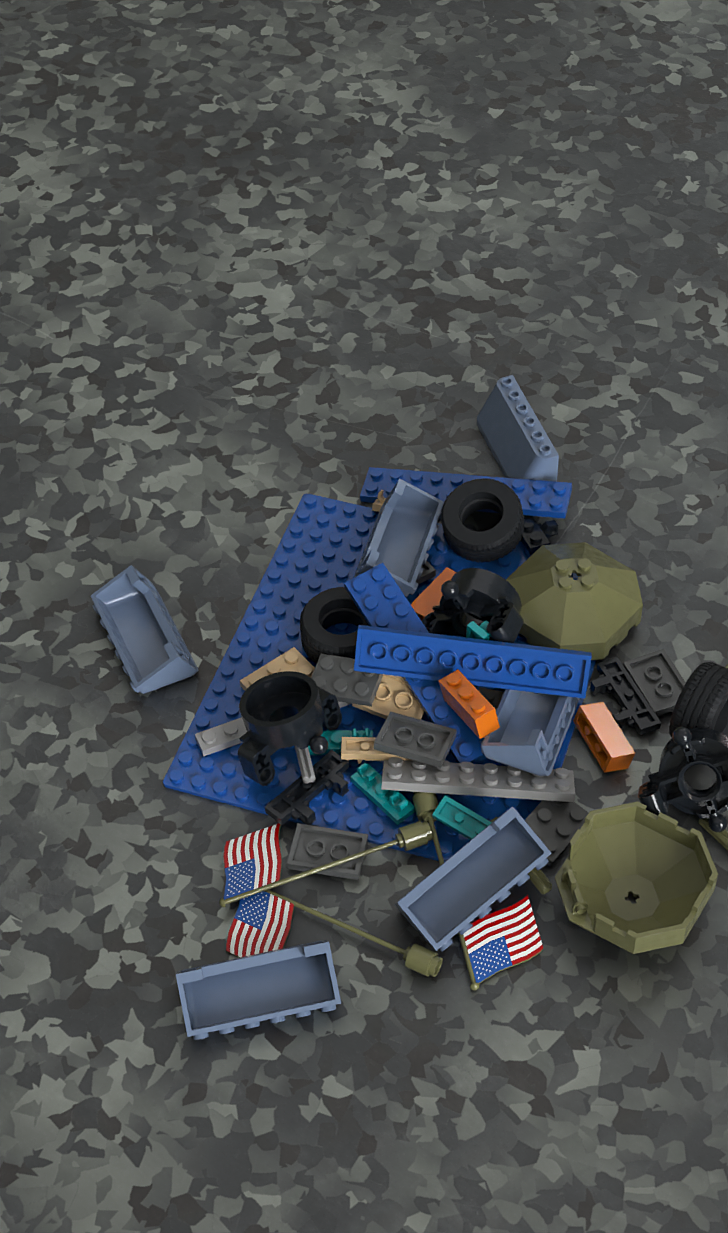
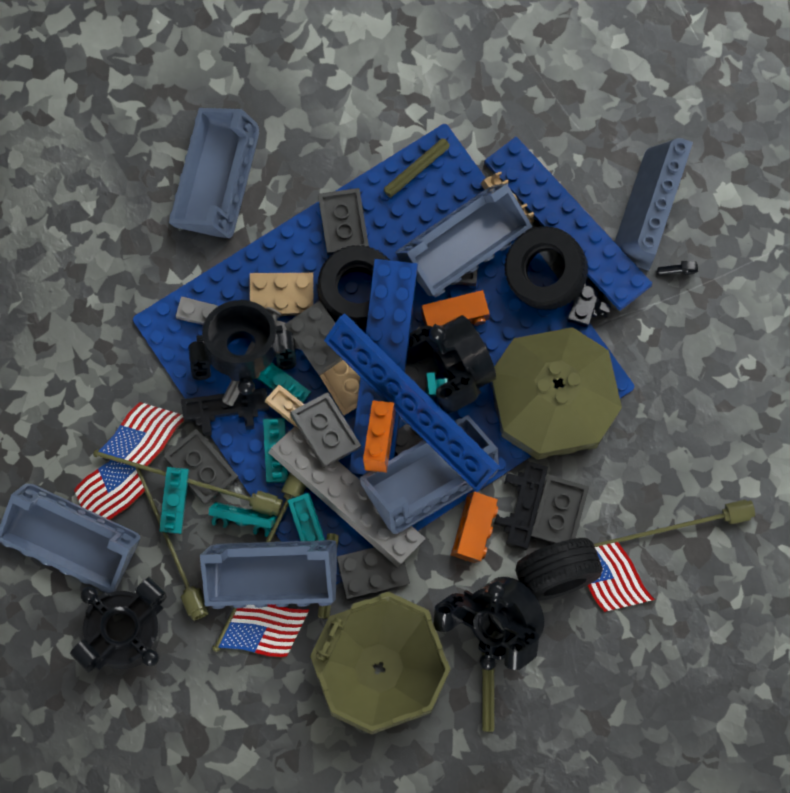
camera: 30 degrees right, 25 degrees up
(281, 596) = (342, 219): none -> dark grey plate
(311, 530) = (416, 167): none -> olive axle
(329, 888) = (174, 500): none -> teal plate
(383, 1052) = (99, 649): none -> black piece
(402, 862) = (241, 517): none -> teal plate
(584, 467) = (685, 267): none -> black bar

